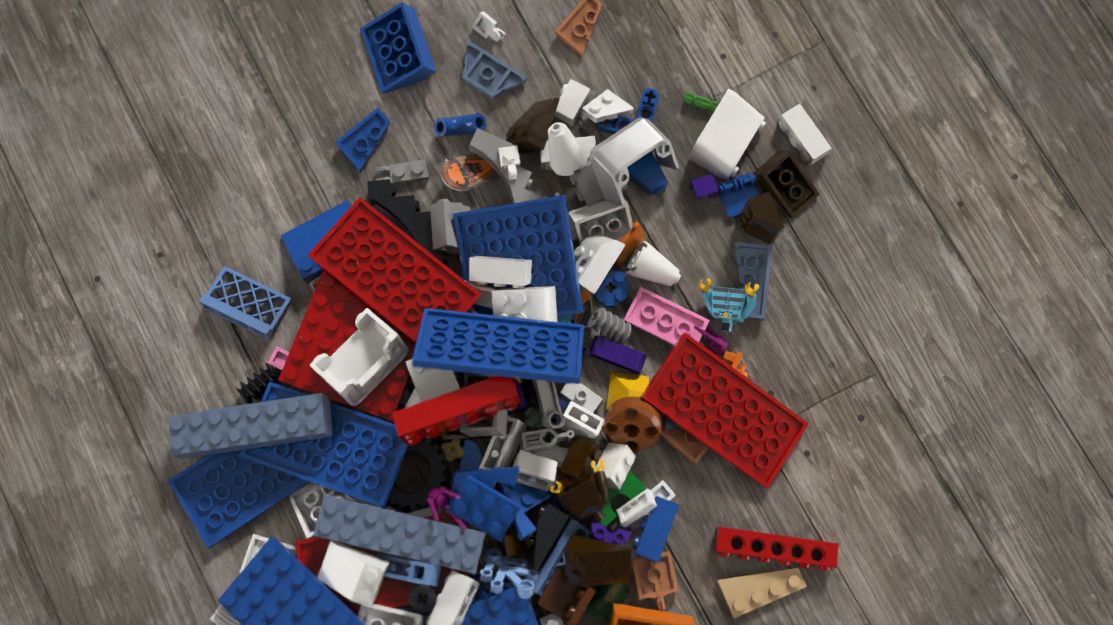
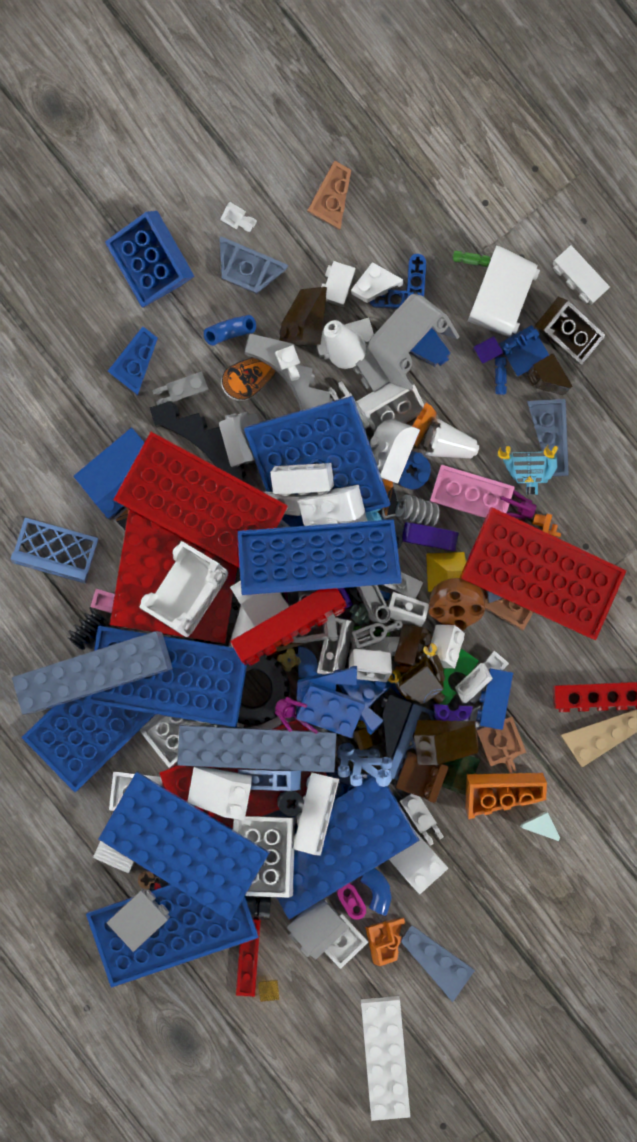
camera: 10 degrees left, 10 degrees up
(712, 214) = (500, 376): none -> blue axle

